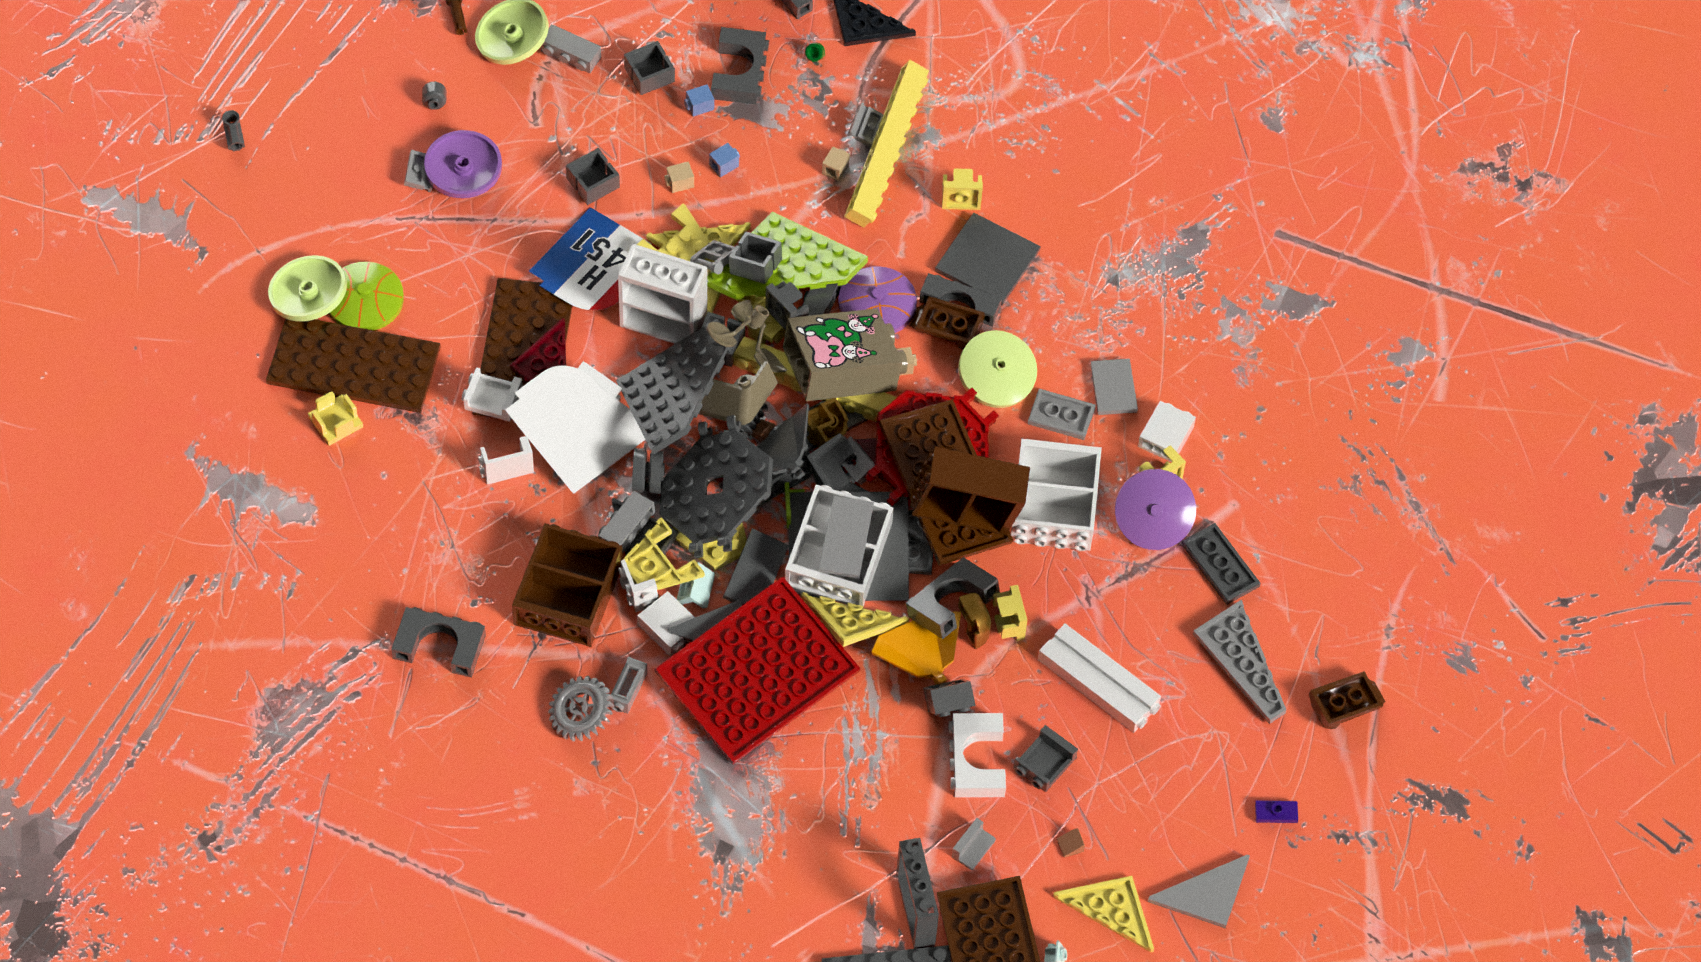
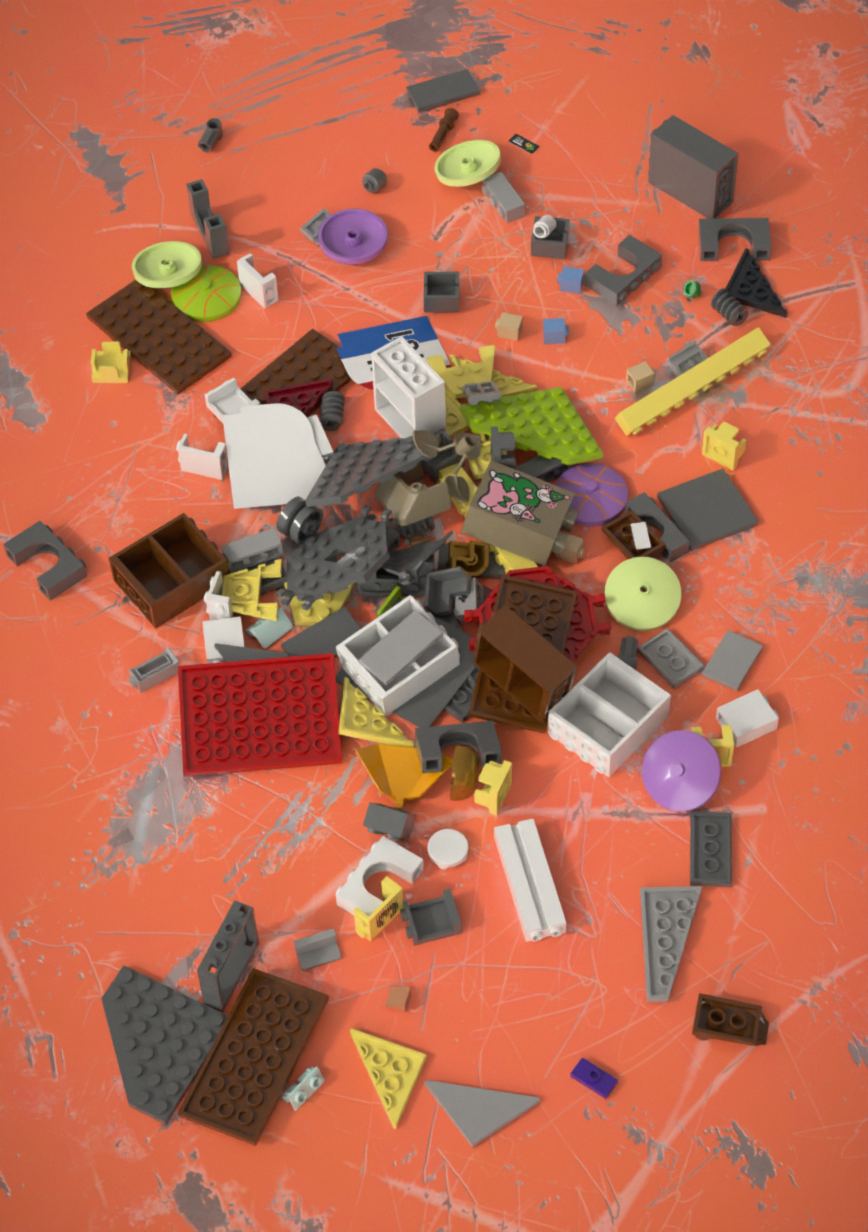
camera: 40 degrees right, 5 degrees down
(331, 234) = (210, 226): none -> dark grey arch
(410, 261) = (261, 289): none -> white panel
(585, 347) = (332, 410): none -> dark grey piece
(594, 712) = (103, 668): light grey gear -> none
(643, 60) = (544, 226): none -> white brick
(755, 257) = (511, 407): dark grey piece -> none
(862, 53) = (729, 307): none -> dark grey piece
(957, 316) = (640, 535): none -> white sticker
(1001, 759) = (372, 925): none -> light yellow panel
(1010, 692) = (448, 848): none -> white tile
(1024, 428) = (628, 651): none -> dark grey piece

